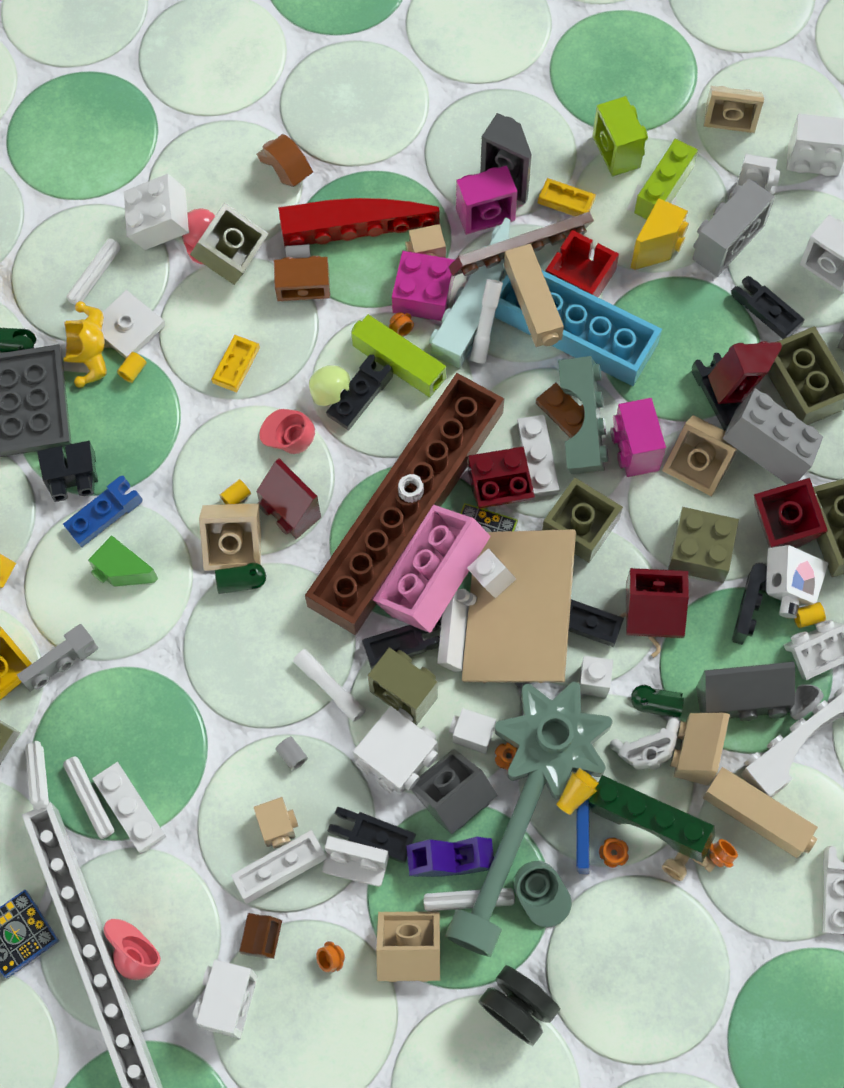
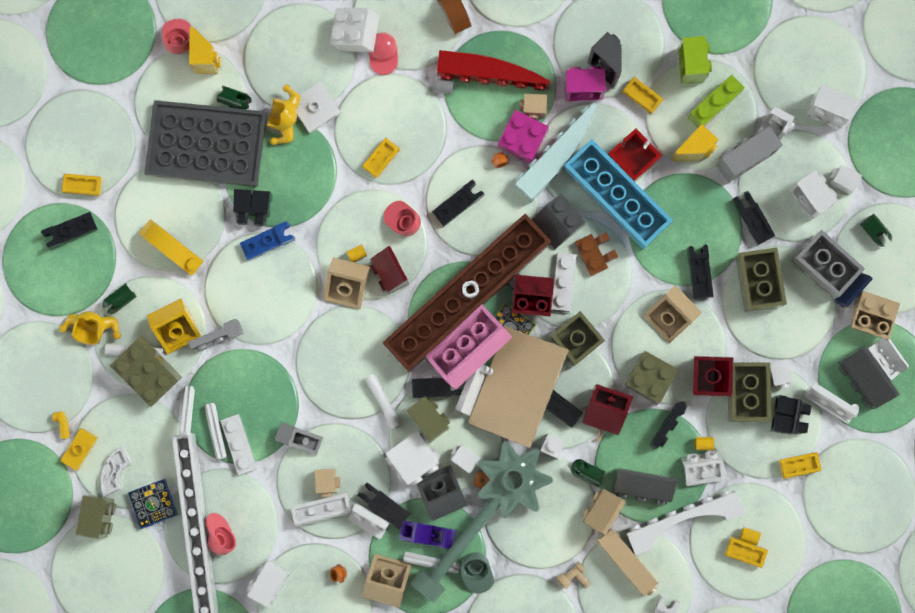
camera: 20 degrees right, 15 degrees up
(93, 271) = (301, 60): white axle -> none
(120, 565) = (269, 283): bright green slope -> none
(131, 367) = (310, 141): yellow hinge -> none
(217, 770) = (298, 438): none -> light grey slope
(229, 244) = (398, 69): olive brick -> none
(240, 578) = (345, 315): dark green piece -> none
(260, 936) = (299, 548): reddish brown piece -> none
(291, 753) = (347, 439): light grey hinge -> none
(302, 278) = (442, 108): dark orange brick -> none
(327, 384) = (438, 193): yellowish green hair -> none
(404, 357) = (491, 183): lime brick -> none
(489, 305) = (561, 170): white piece -> none
(491, 573) = (506, 362): white brick -> none
(493, 254) = (591, 130): plate -> none
(508, 374) = (558, 221): none -> dark grey slope
(533, 295) = (592, 174): tan brick -> none
(577, 791) = (516, 519): yellow cone -> none
(583, 864) = (515, 537): blue tile -> none
(585, 450) = (606, 243): sand green arch -> none
(614, 860) = (524, 559): orange plate -> none
(638, 437) = (632, 292): dark pink brick -> none
(649, 750) = (571, 503): white piece -> none
(677, 828) = (558, 548): dark green arch -> none
(723, 853) = (596, 580): orange plate -> none
(733, 109) = (783, 57): tan slope -> none
(742, 370) = (717, 267): dark red slope -> none
(773, 437) = (720, 320): light grey brick -> none
(793, 578) = (701, 419): white torso -> none
(806, 699) = (681, 495): light grey piece -> none

